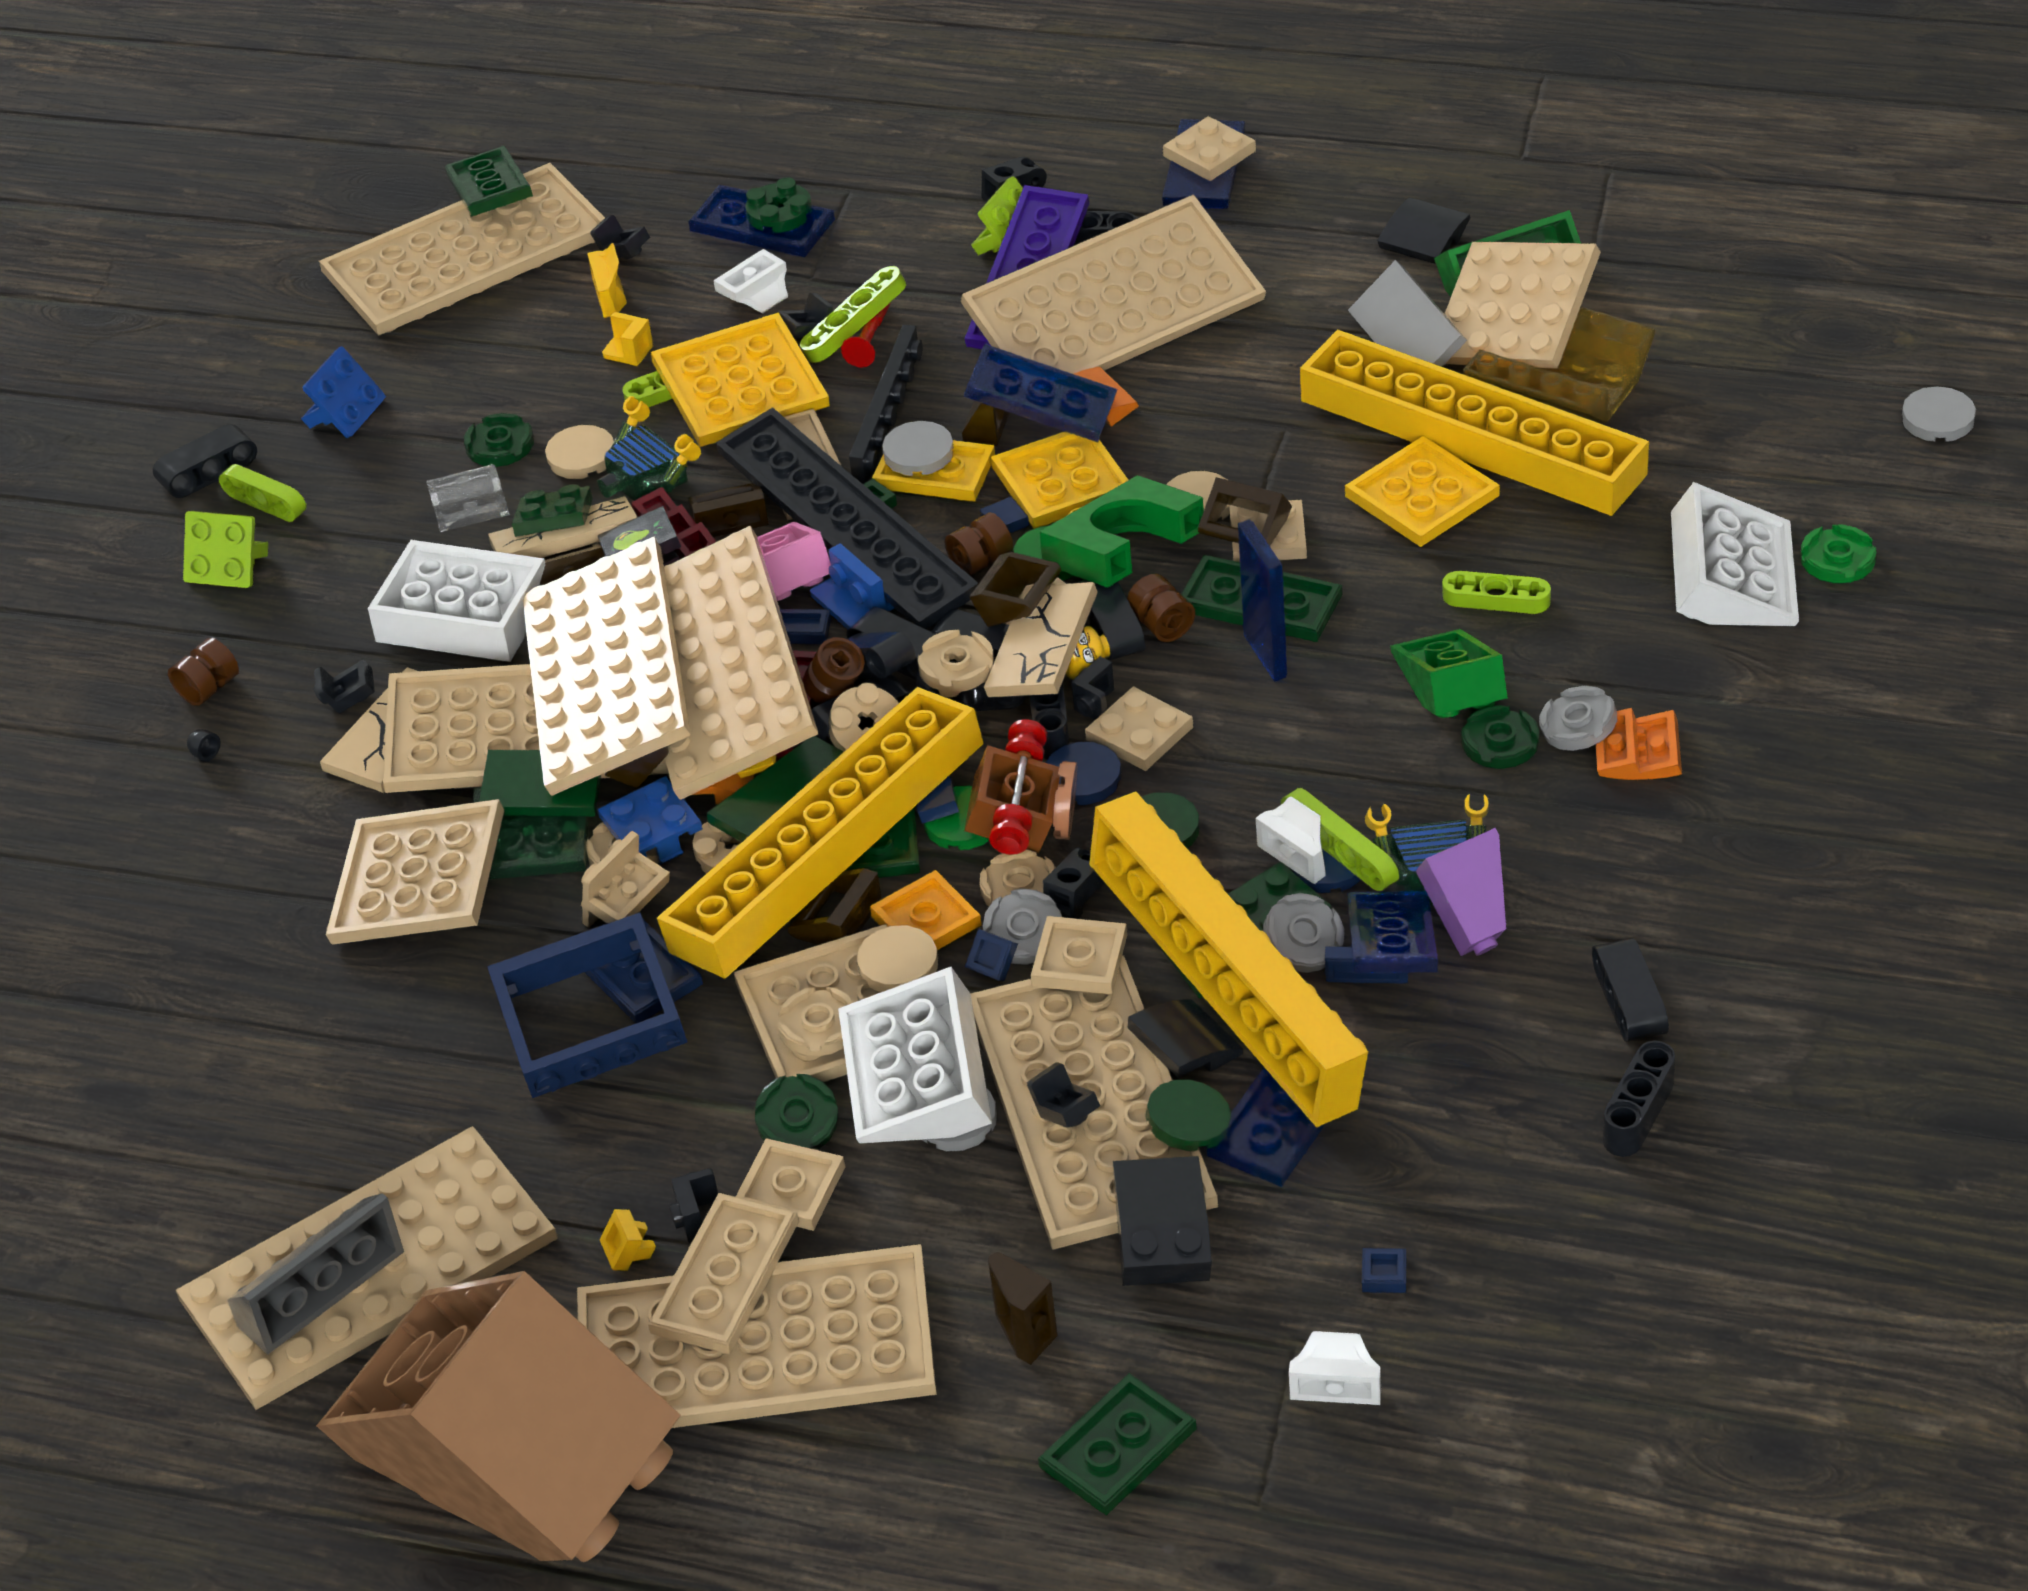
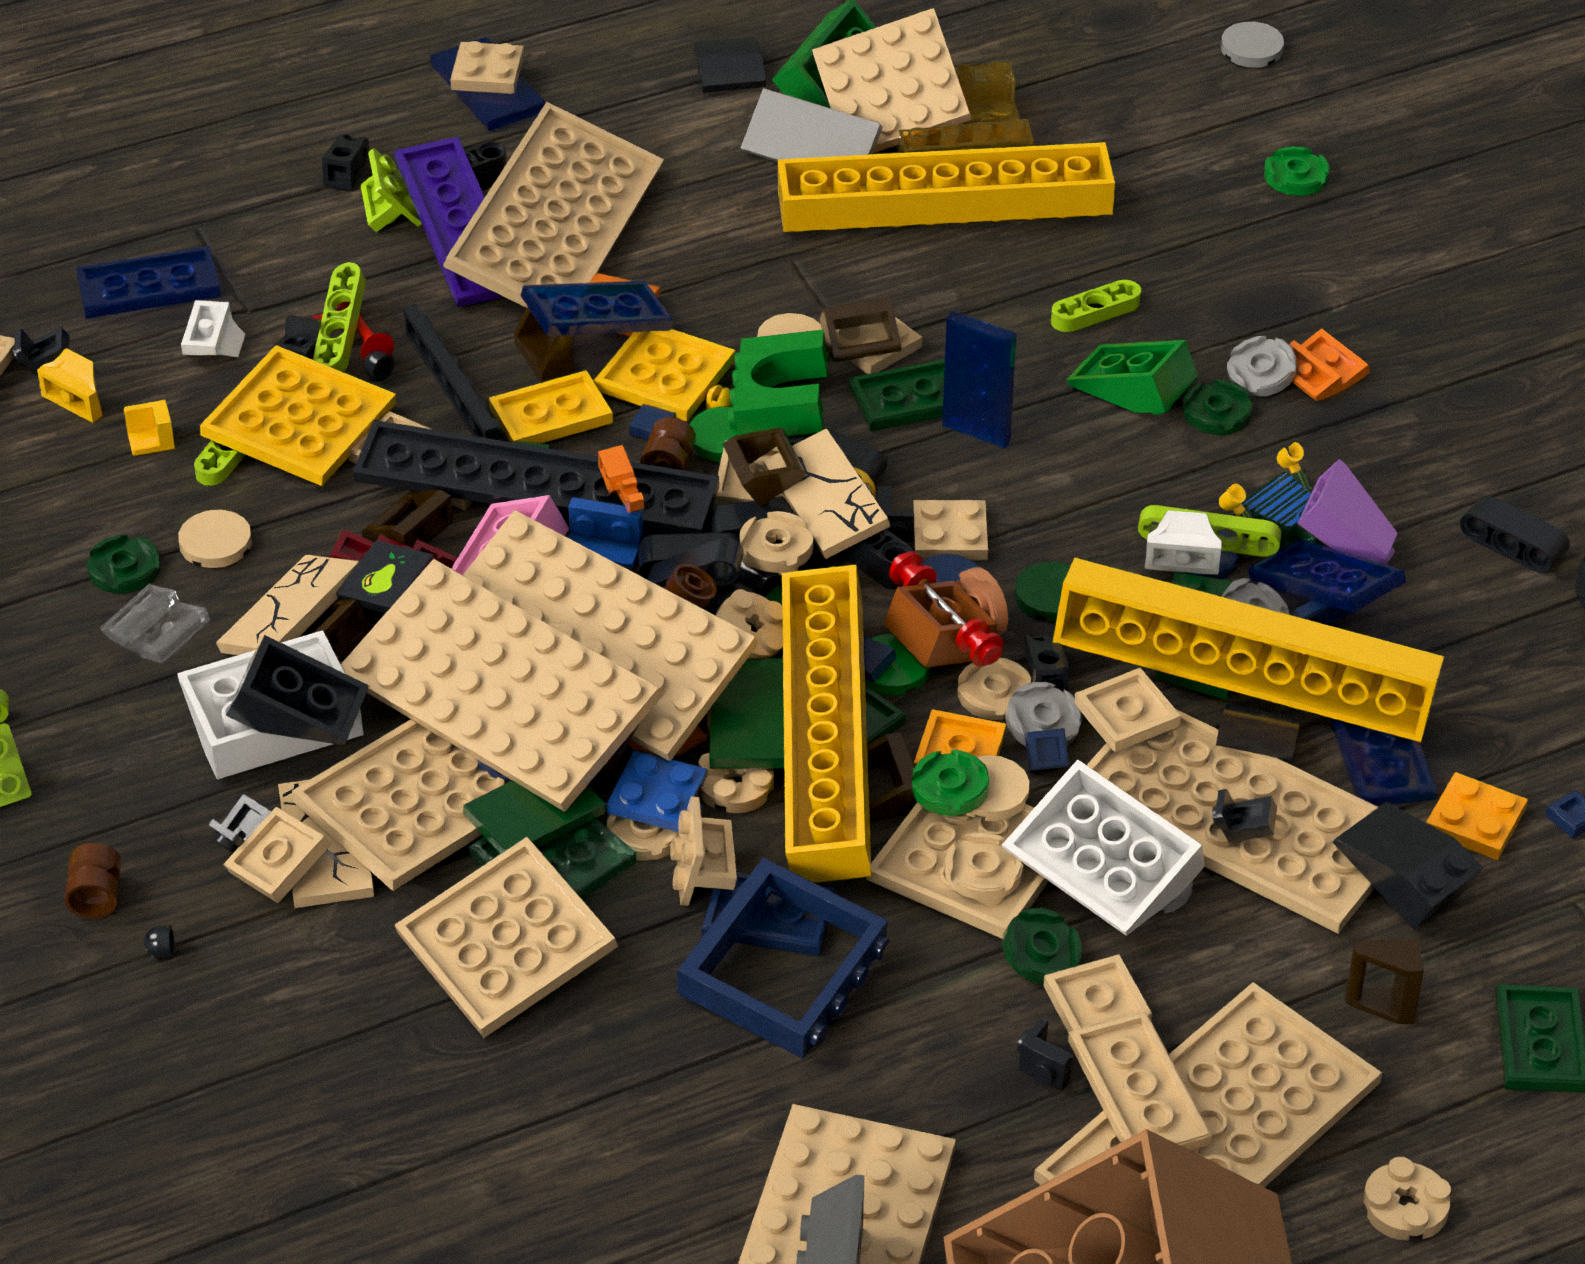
camera: 45 degrees left, 0 degrees up
(337, 720) = (277, 854): none -> tan plate
(450, 595) = (296, 696): none -> black slope
(552, 510) = (260, 594): dark green plate -> none
(624, 1240) = (1023, 1115): yellow tile -> none
(642, 459) = (296, 519): clear green torso -> none
(764, 202) = (162, 261): dark green plate -> none
(834, 1481) = (1408, 1179): none -> tan plate
(848, 367) = (379, 364): none -> black hinge
(861, 935) = (950, 782): none -> green tile
(888, 544) = (620, 477): none -> orange piece
(918, 448) = (531, 398): light grey tile -> none
(1161, 607) = (860, 424): reddish brown wheel -> none
(1188, 1114) = (1337, 779): dark green tile -> none
(1293, 1220) = (1478, 815): none -> light orange plate
(1422, 491) = (959, 256): yellow plate -> none
(1732, 561) = (1237, 208): white slope -> none

